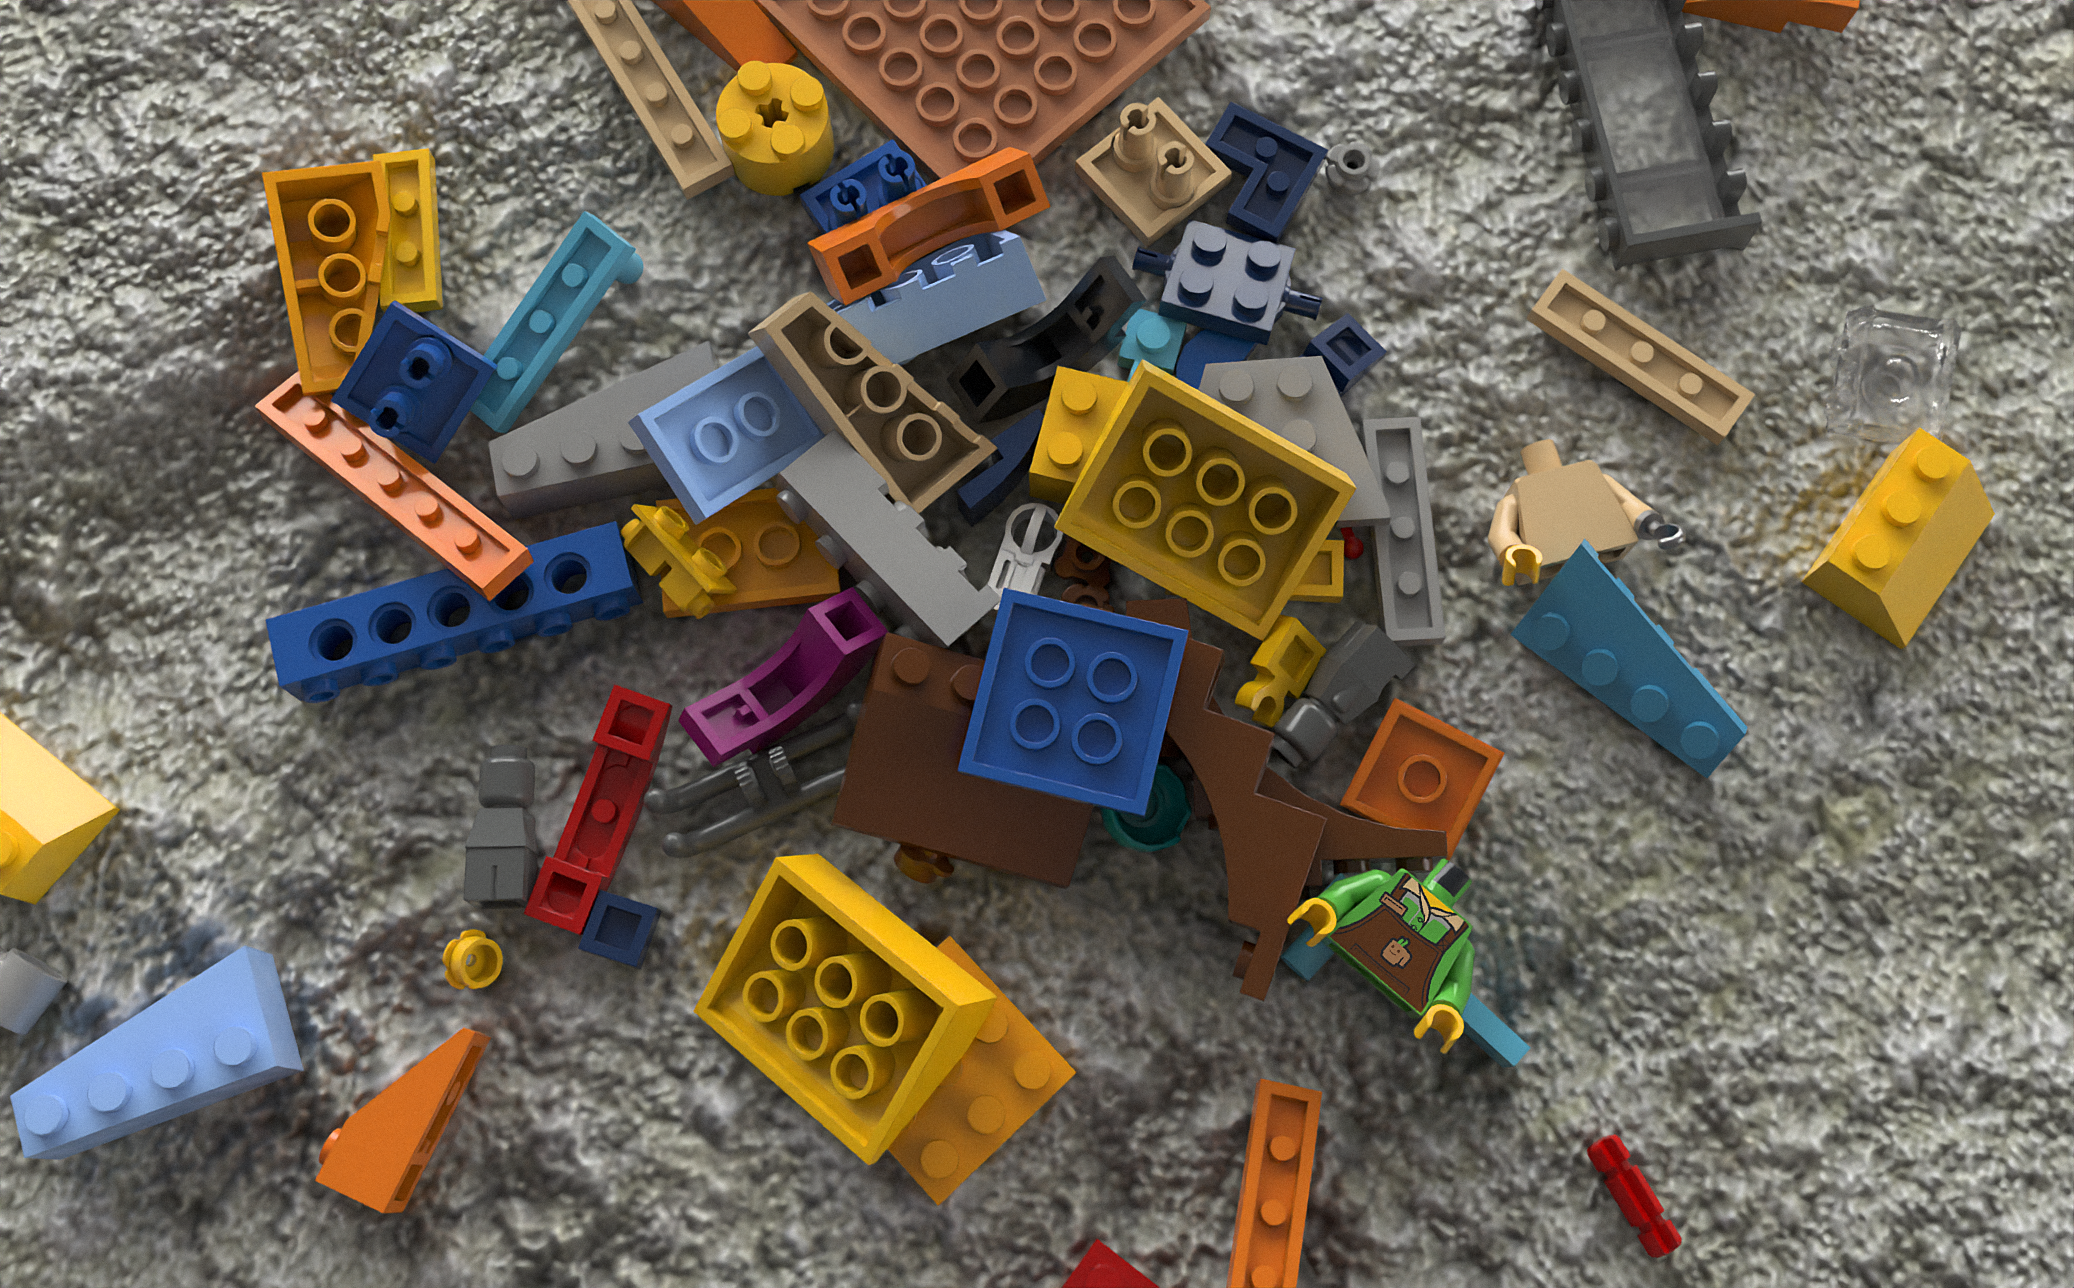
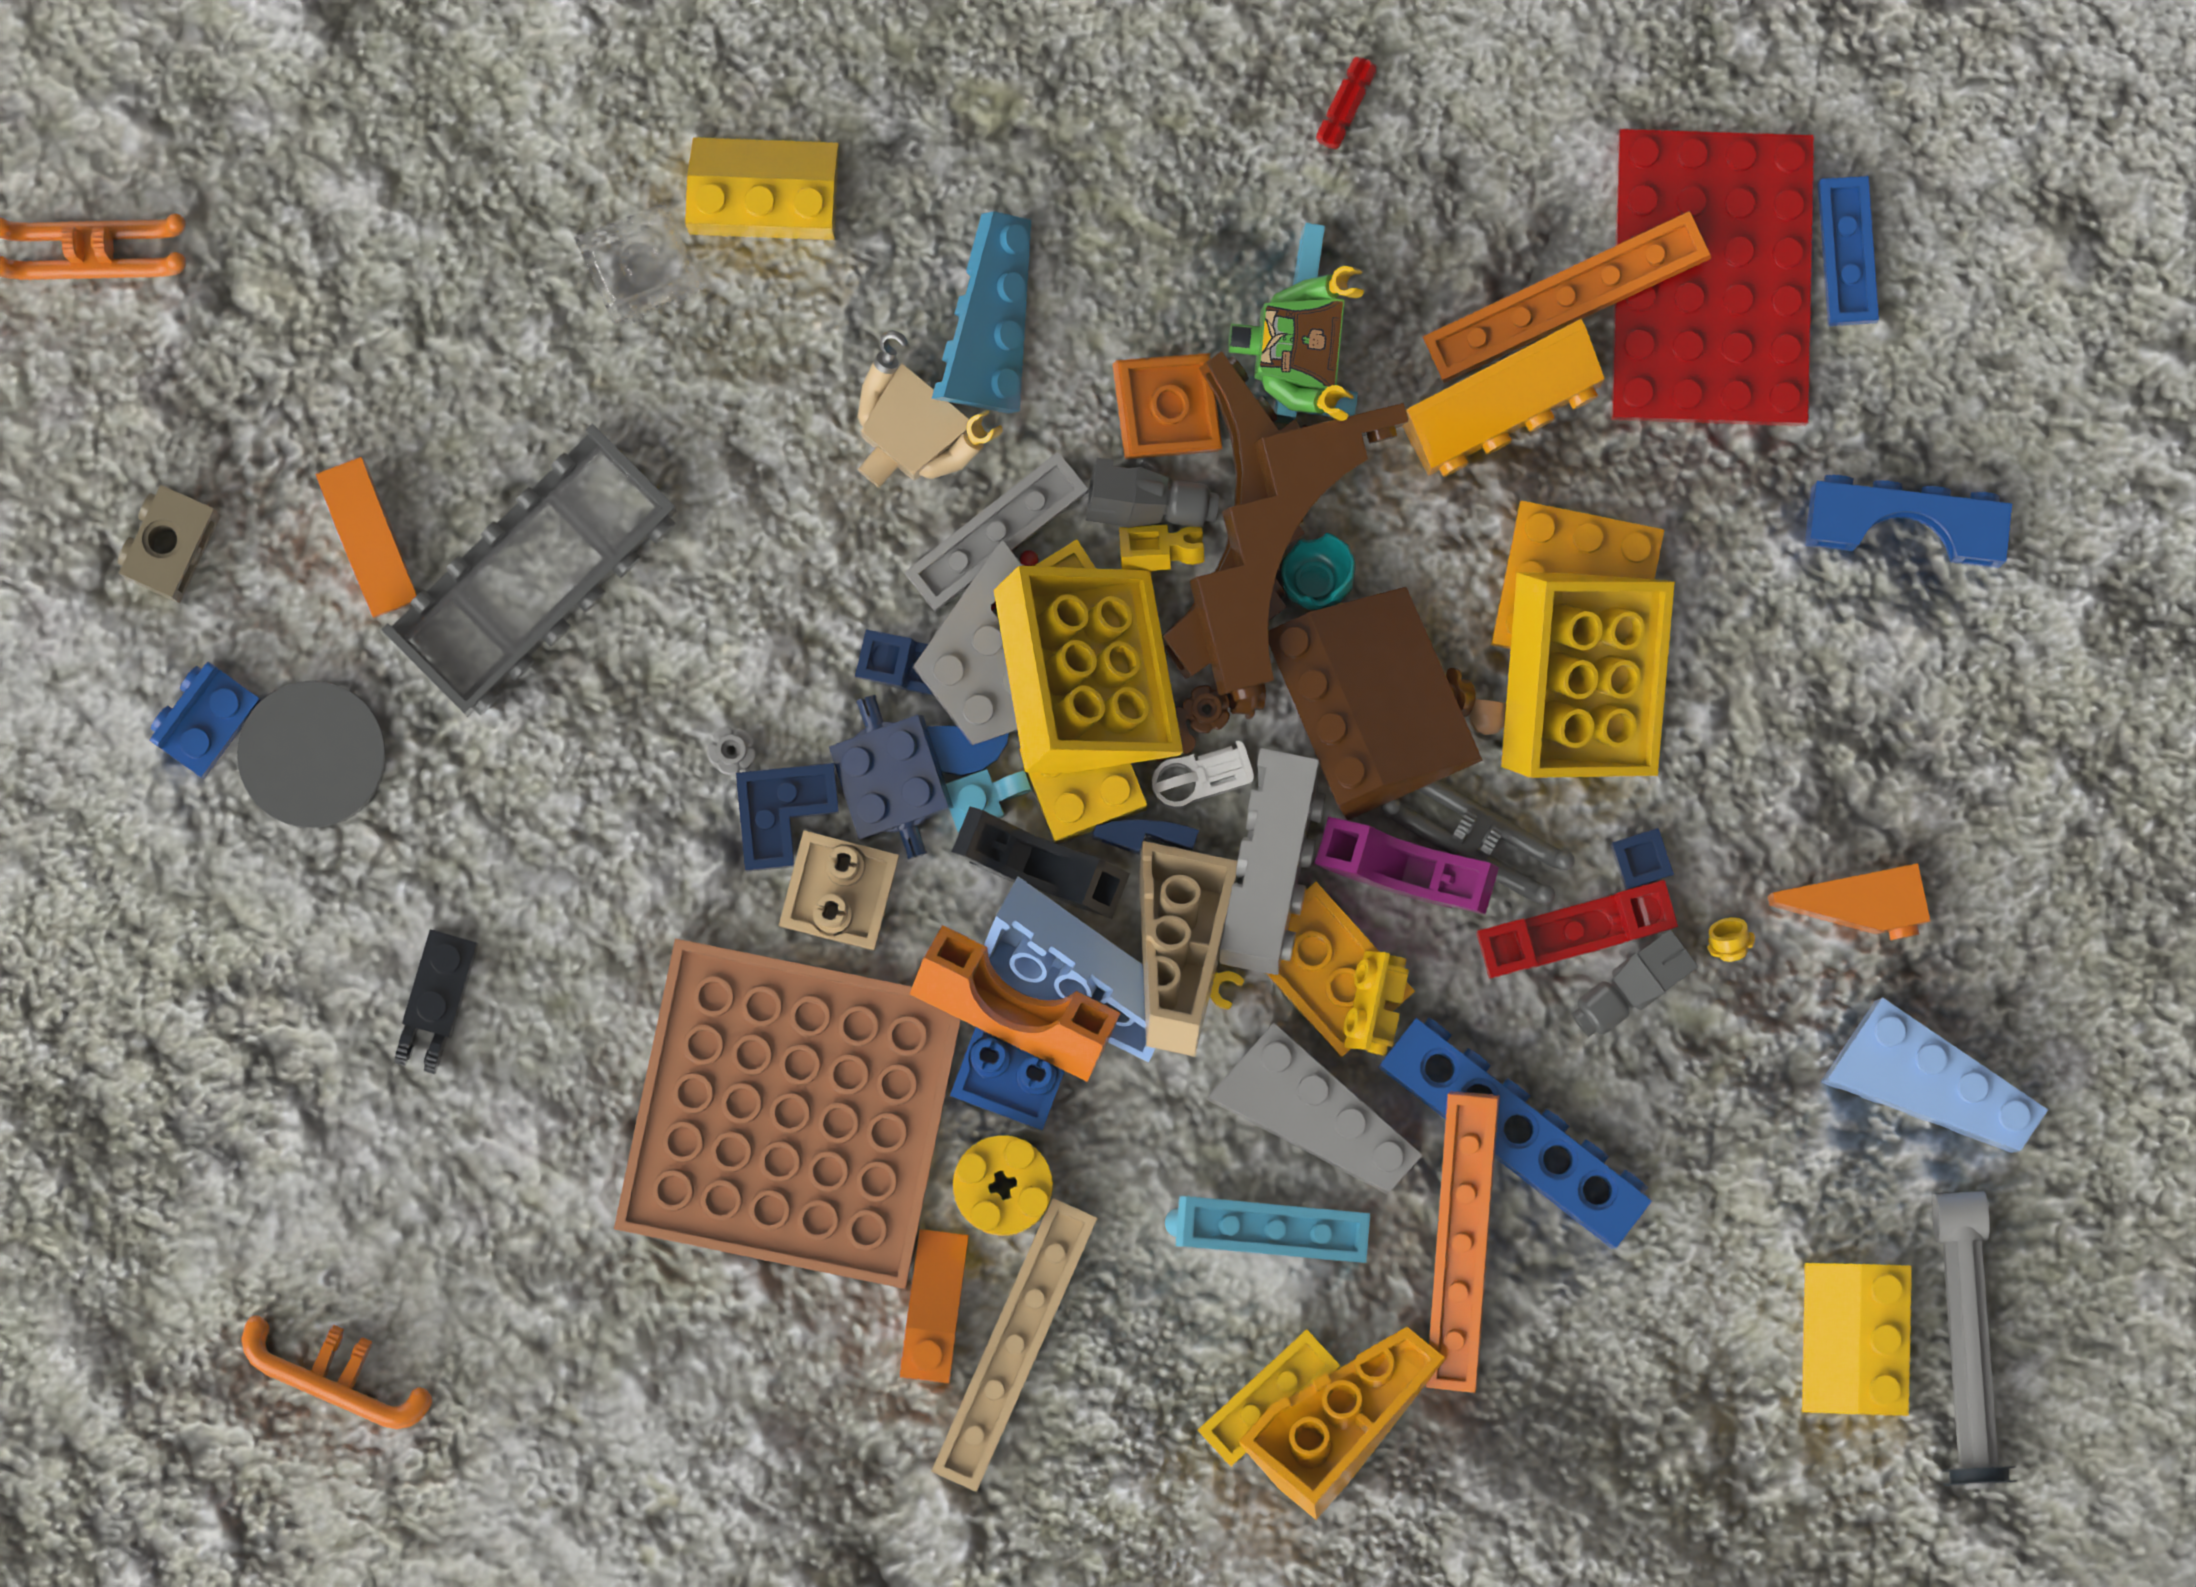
camera: 125 degrees left, 10 degrees up
(414, 382) = (1383, 1282): blue plate -> none
(726, 433) = (1272, 1021): light blue plate -> none
(879, 877) = (1487, 716): none -> medium nougat hinge
(1073, 702) = (1302, 647): blue plate -> none
(1195, 1128) = (1504, 399): none -> light orange slope
(1640, 357) = (744, 450): tan plate -> none

